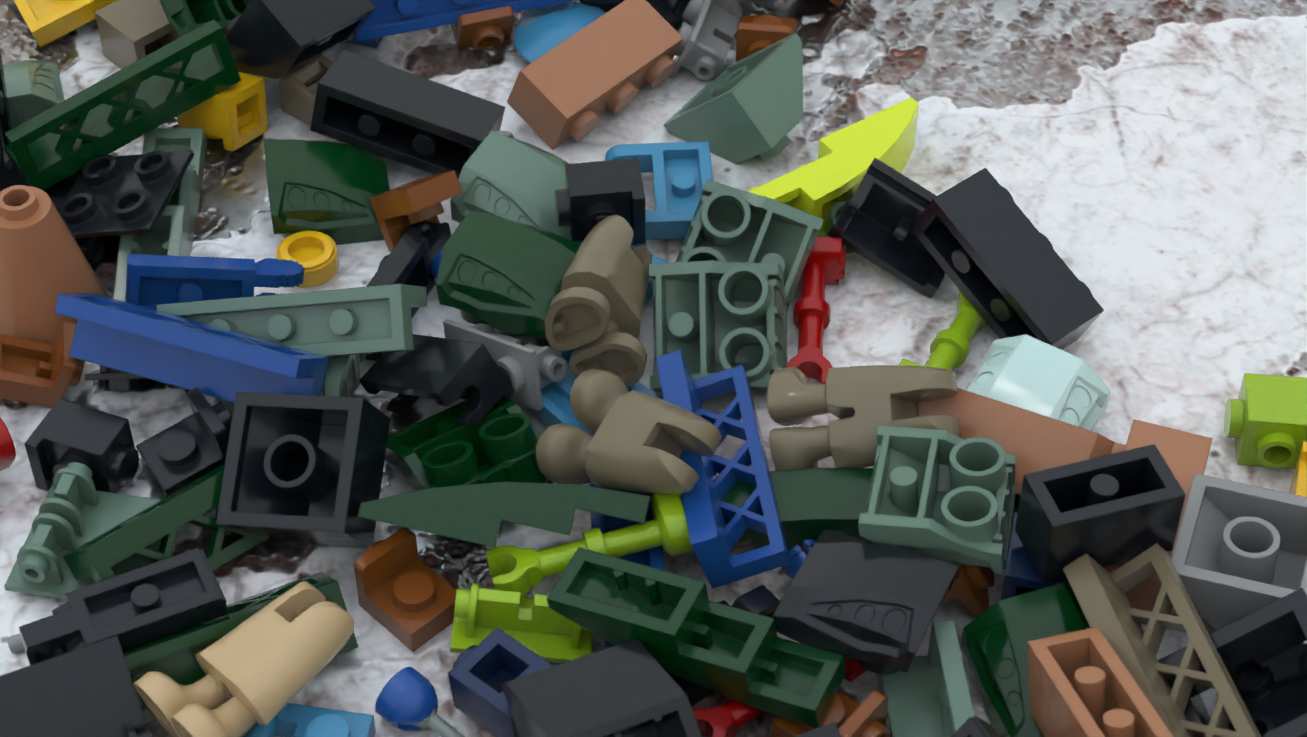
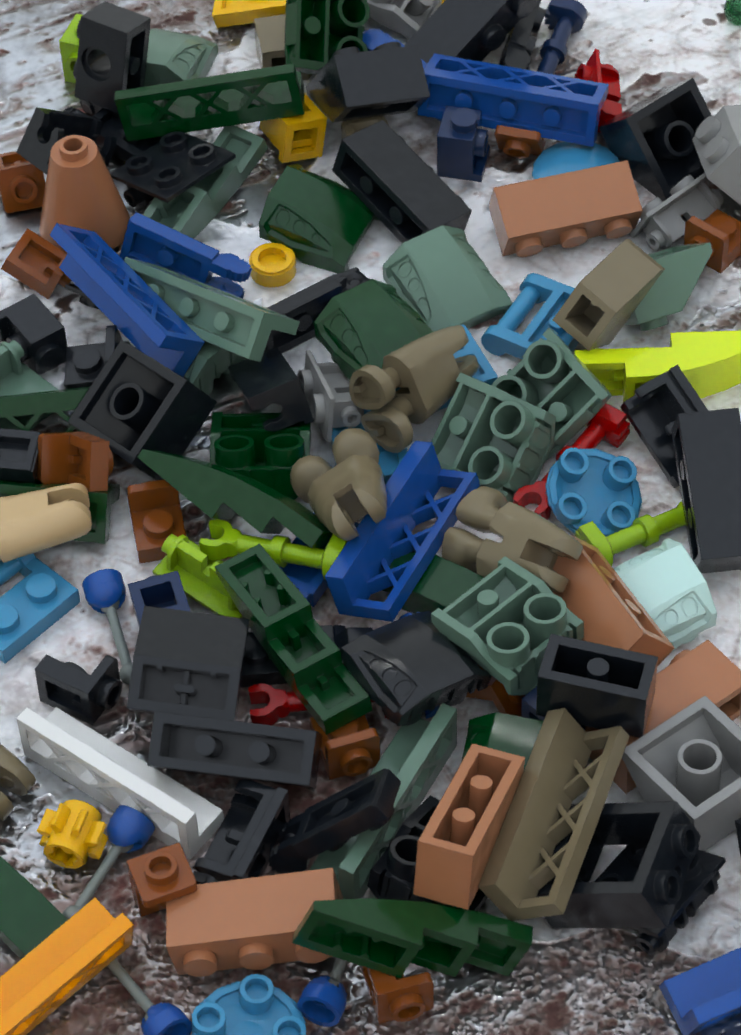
camera: 35 degrees right, 5 degrees up
(267, 560) = (74, 459): none -> dark orange bracket
(413, 203) = (356, 256): dark orange bracket -> none
(429, 46) = (462, 144): none -> dark blue brick
(601, 191) = (480, 308): black brick -> none
(742, 121) = (608, 296): none -> dark tan slope
(865, 327) = (594, 488): none -> dark azure dish

